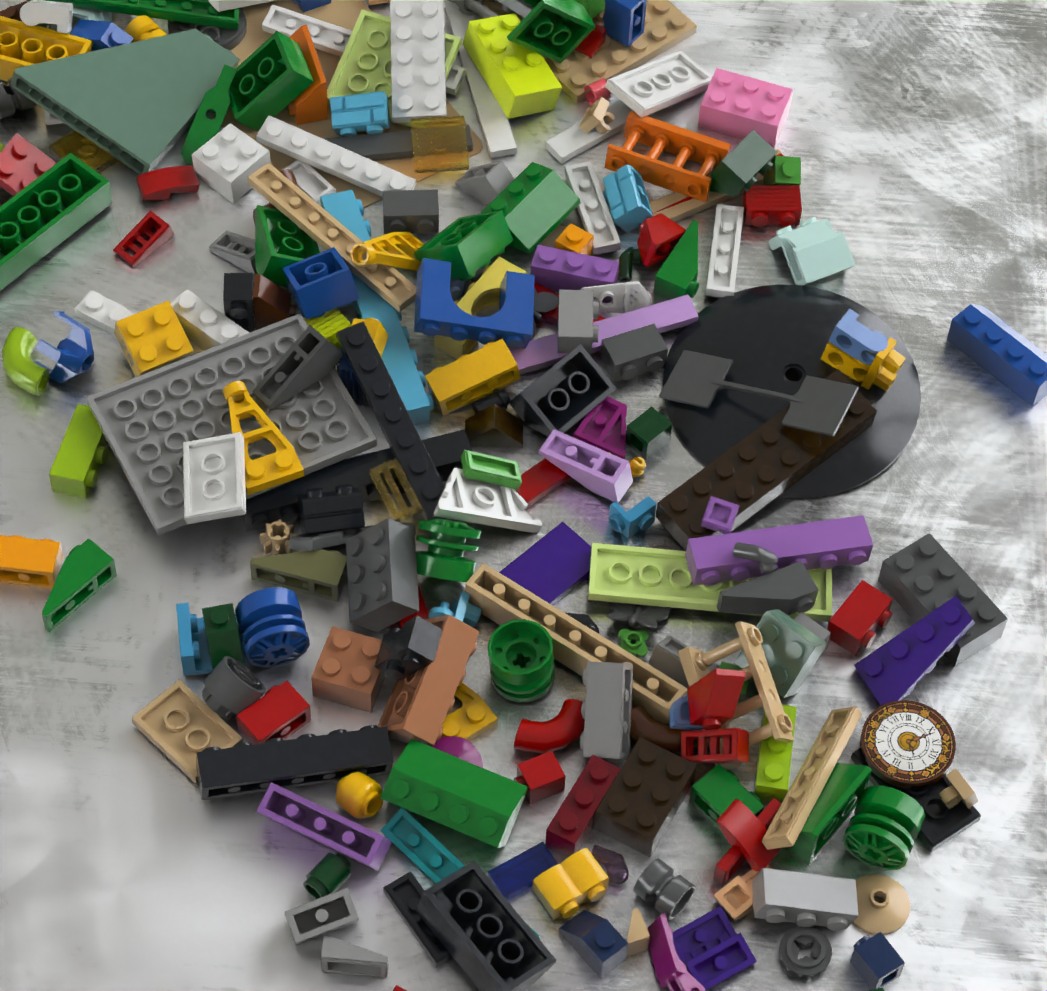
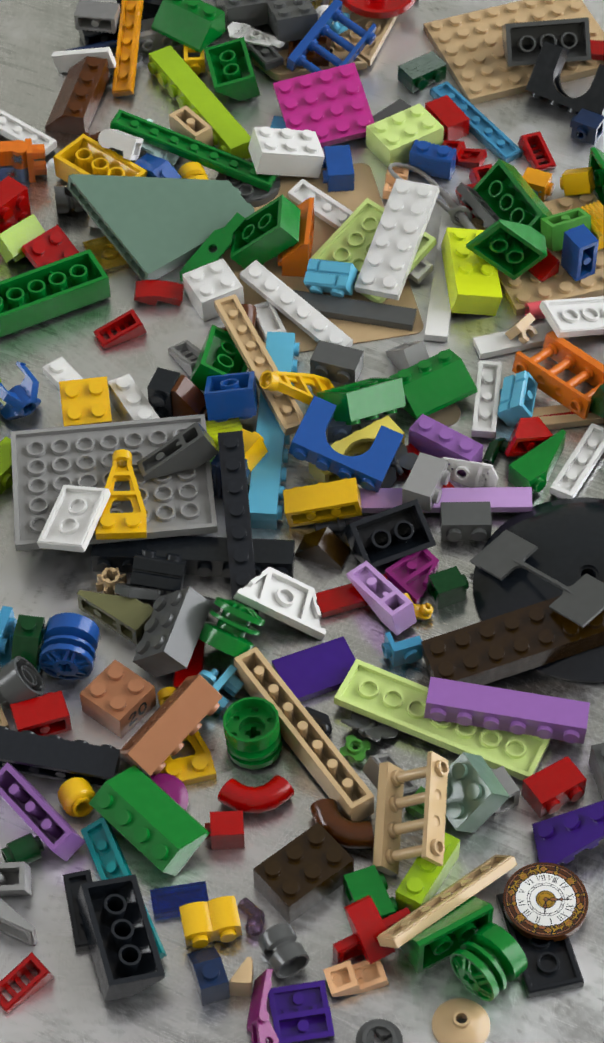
camera: 25 degrees right, 5 degrees down
(405, 511) = (217, 590): clear yellow tile -> none
(408, 648) = (160, 692): black brick -> none
(439, 144) = (384, 317): clear yellow tile -> none
(491, 469) = (301, 577): bright green tile -> none
(575, 240) = (457, 420): light orange brick -> none
(577, 813) = (235, 872): dark red brick -> none
(607, 710) = (301, 791): light grey brick -> none
(679, 715) = (363, 815): medium blue tile -> none
(715, 698) = (386, 807): red slope -> none
(720, 515) = (465, 666): medium lavender tile -> none
(734, 746) = (391, 854): red slope -> none
(753, 552) = (477, 703): dark grey arm -> none
(784, 589) = (494, 742): dark grey slope -> none
(804, 899) = (395, 997): light grey brick -> none
(958, 791) = (568, 953): tan tile -> none

